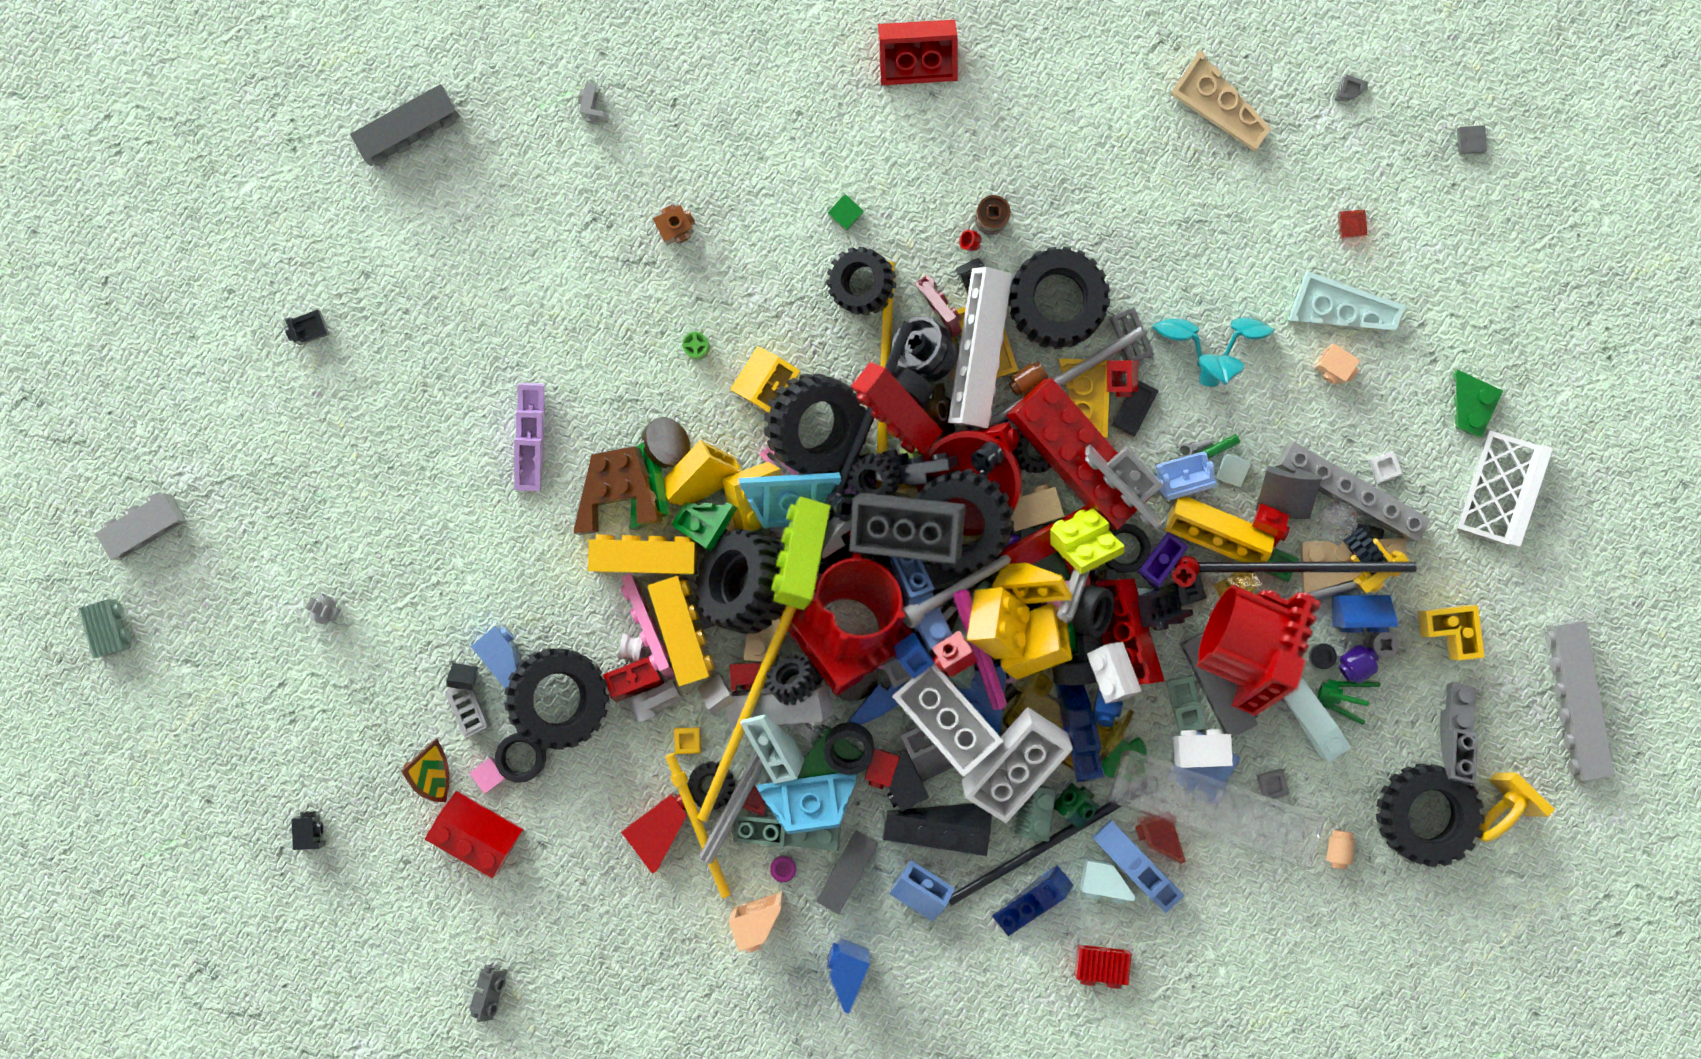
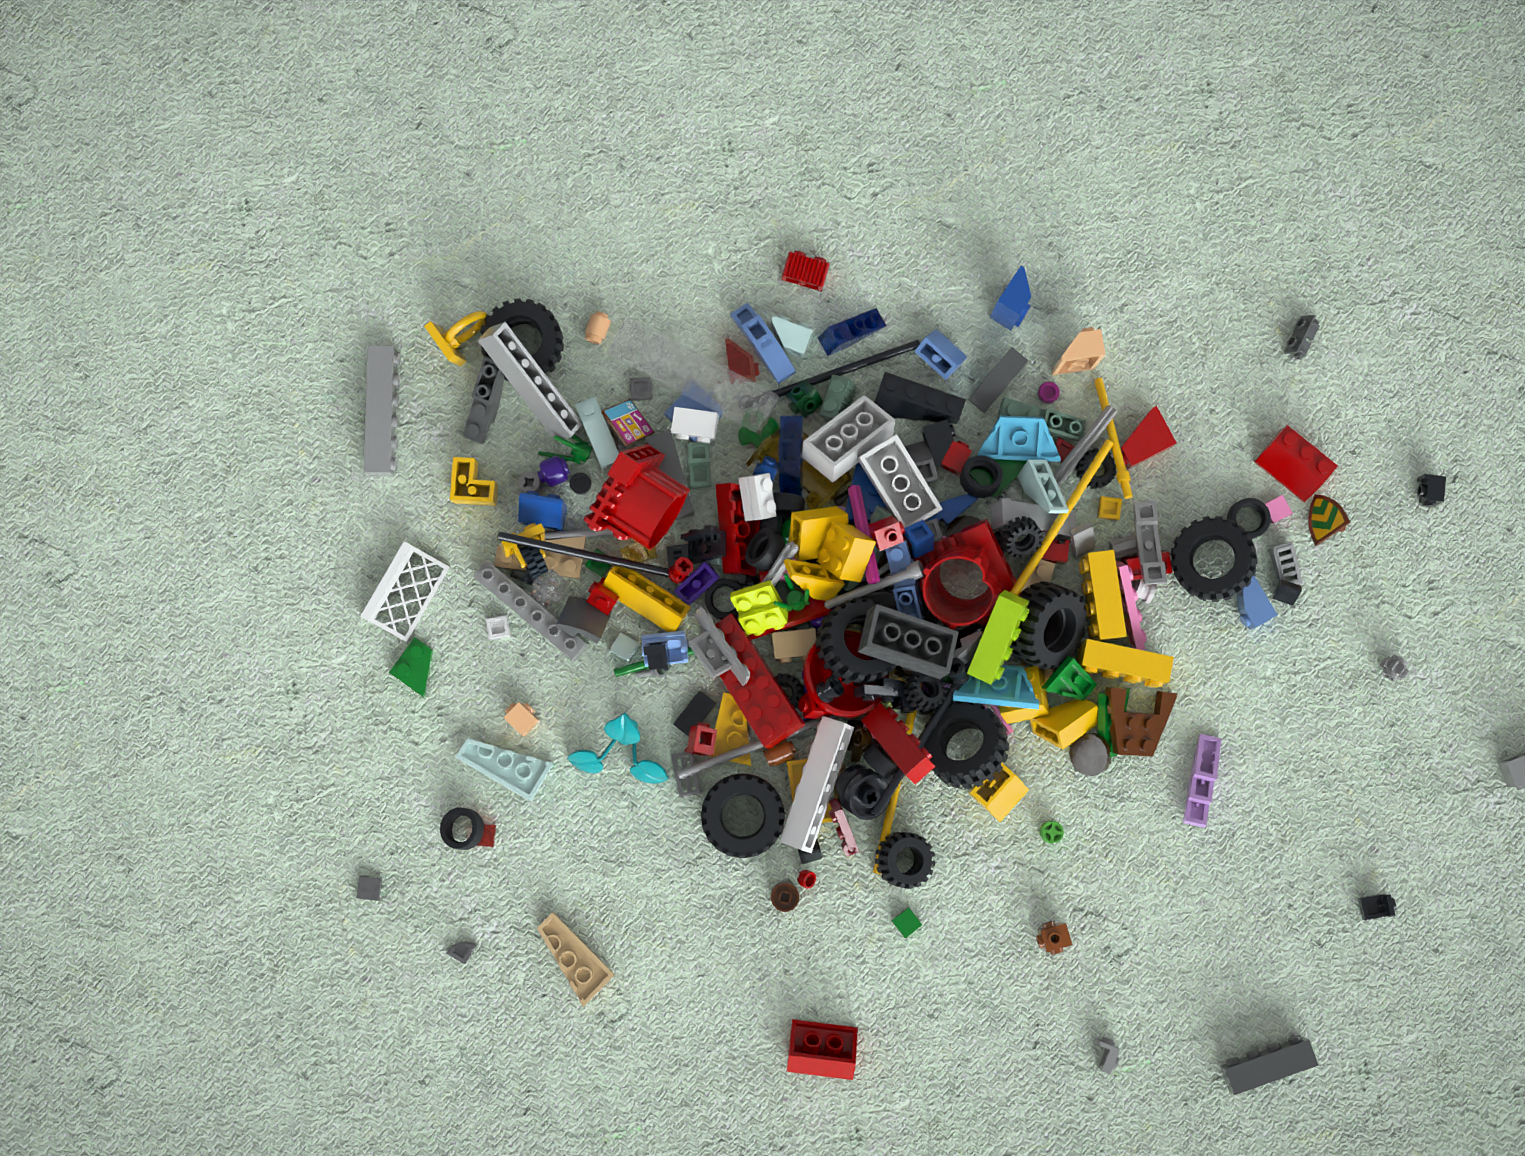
camera: 170 degrees left, 5 degrees down
(636, 703) = (1148, 543): none -> light grey slope
(1045, 557) = (795, 598): none -> green plant
(1193, 465) = (657, 655): none -> black panel
(1282, 738) = (627, 422): none -> piece
(1397, 220) = (447, 824): none -> black tyre
(1414, 763) = (529, 381): none -> light grey brick

